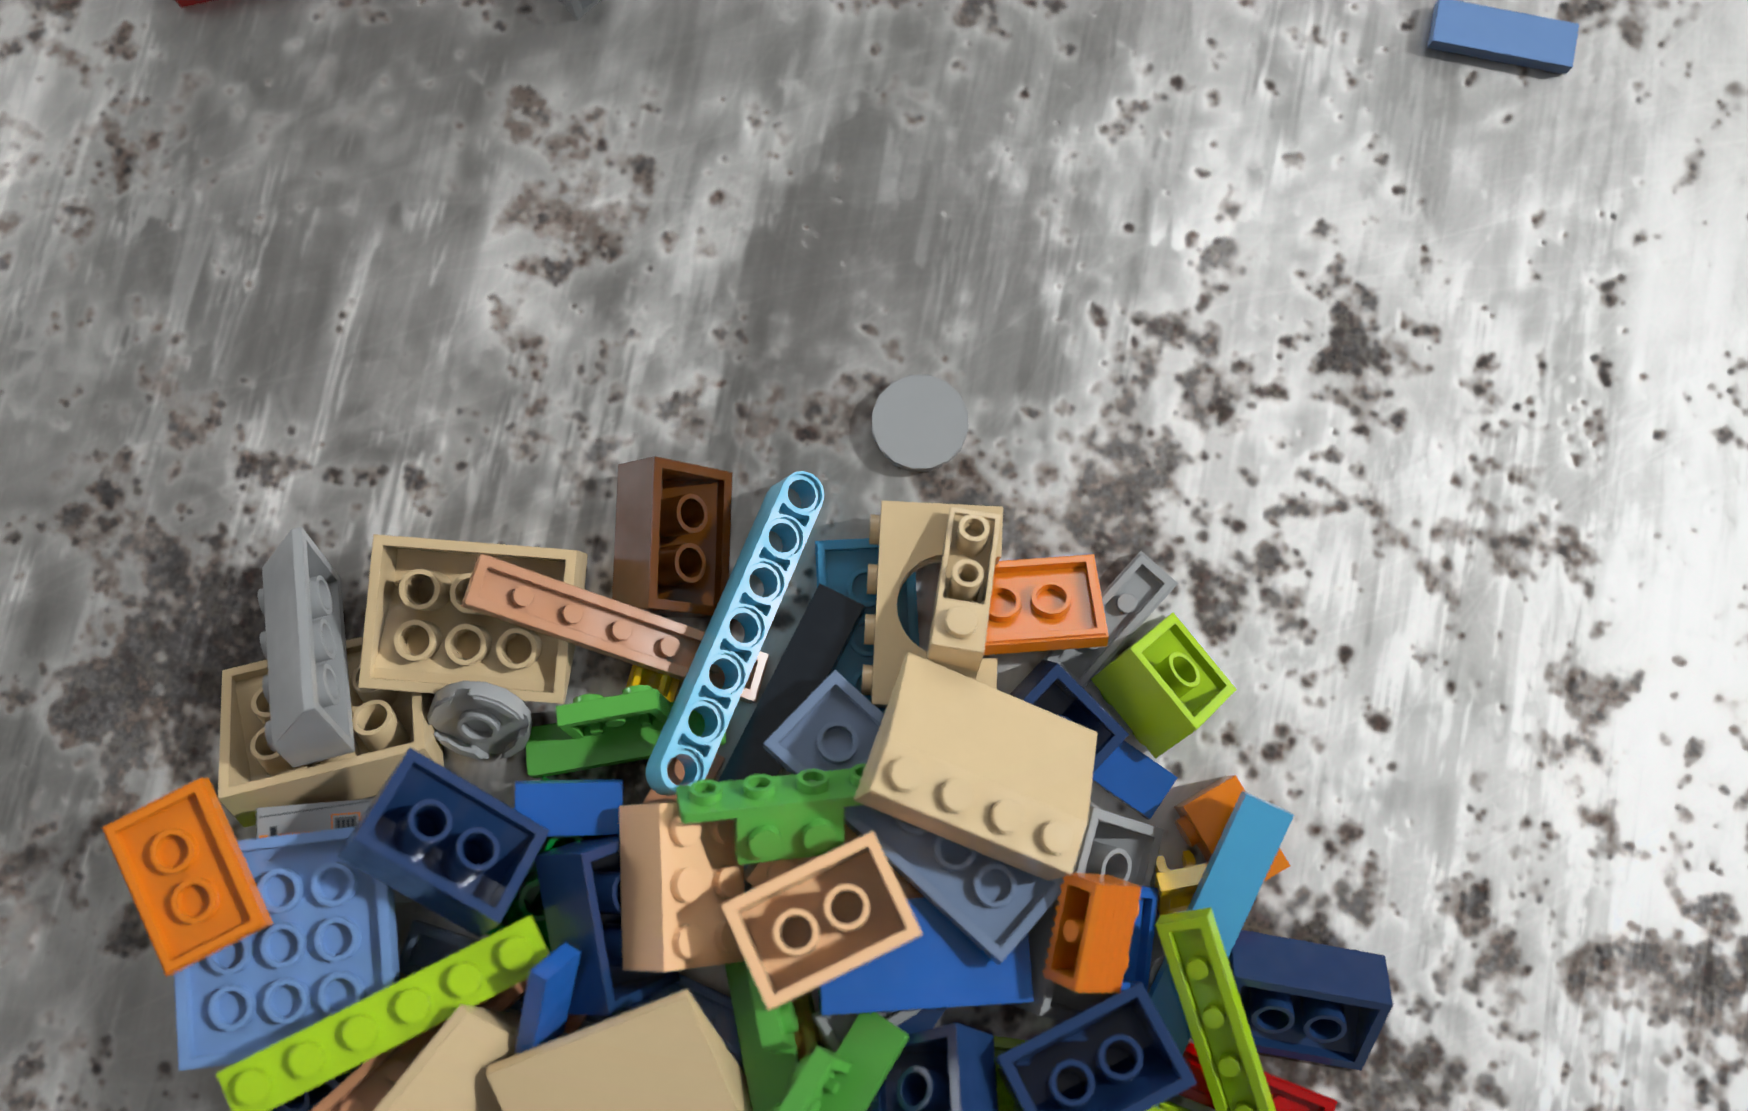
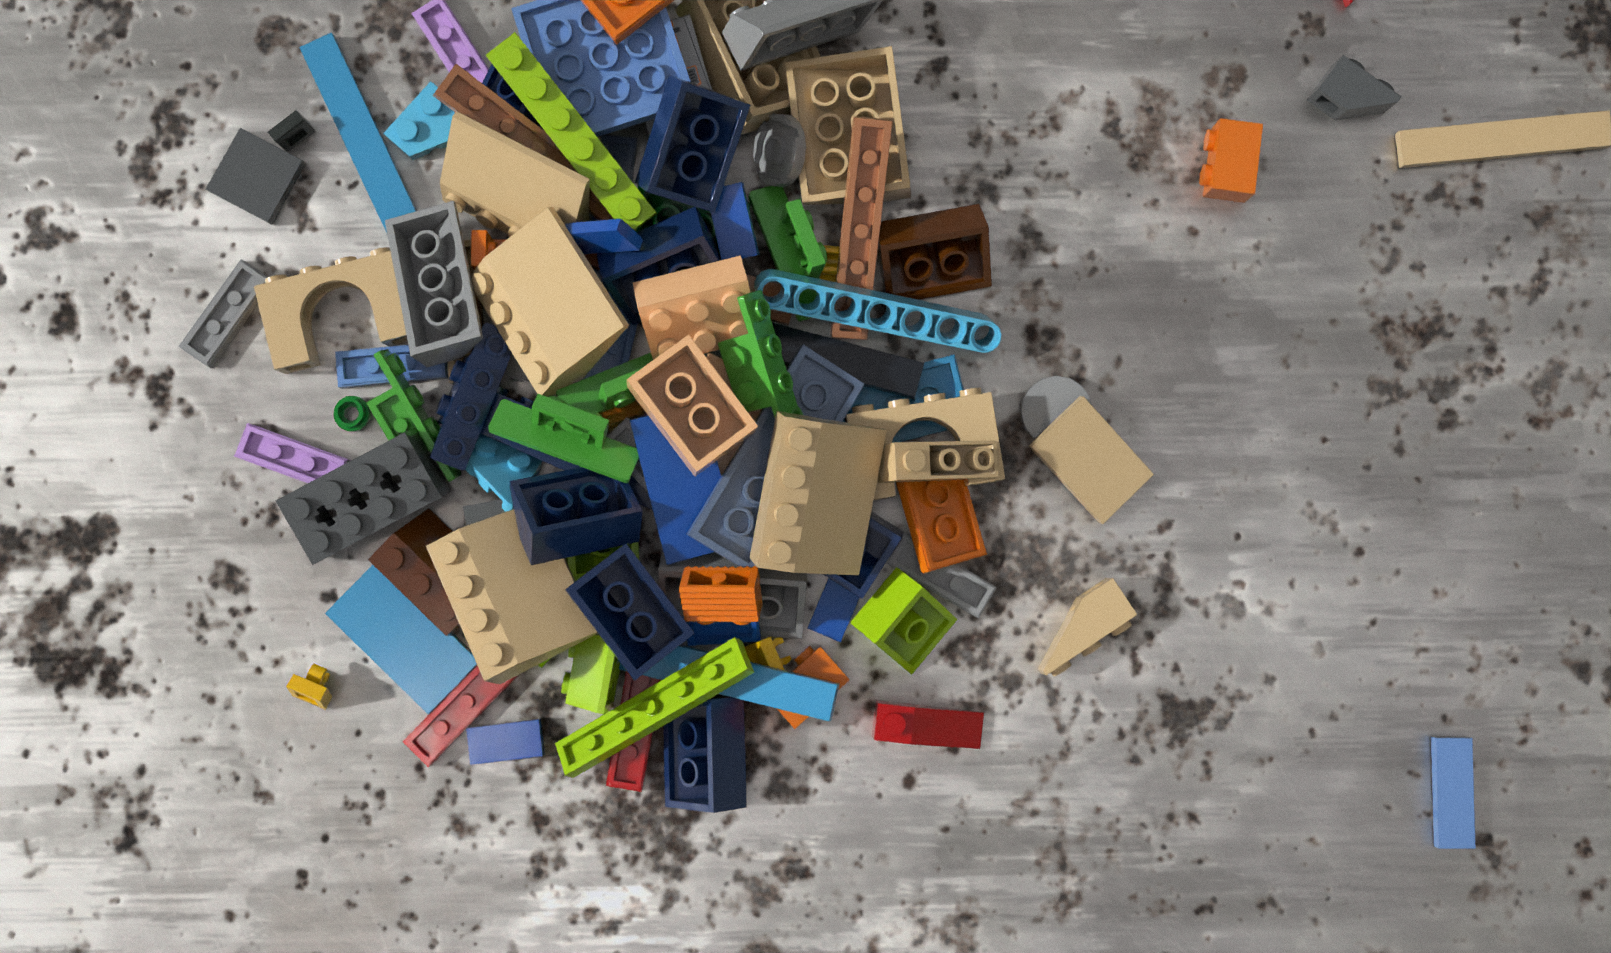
camera: 75 degrees right, 5 degrees up
(636, 127) = (1231, 160): none -> orange brick
(994, 391) = (1091, 459): none -> tan tile
(1206, 436) = (1091, 617): none -> tan slope
(1310, 685) = (927, 725): none -> red slope

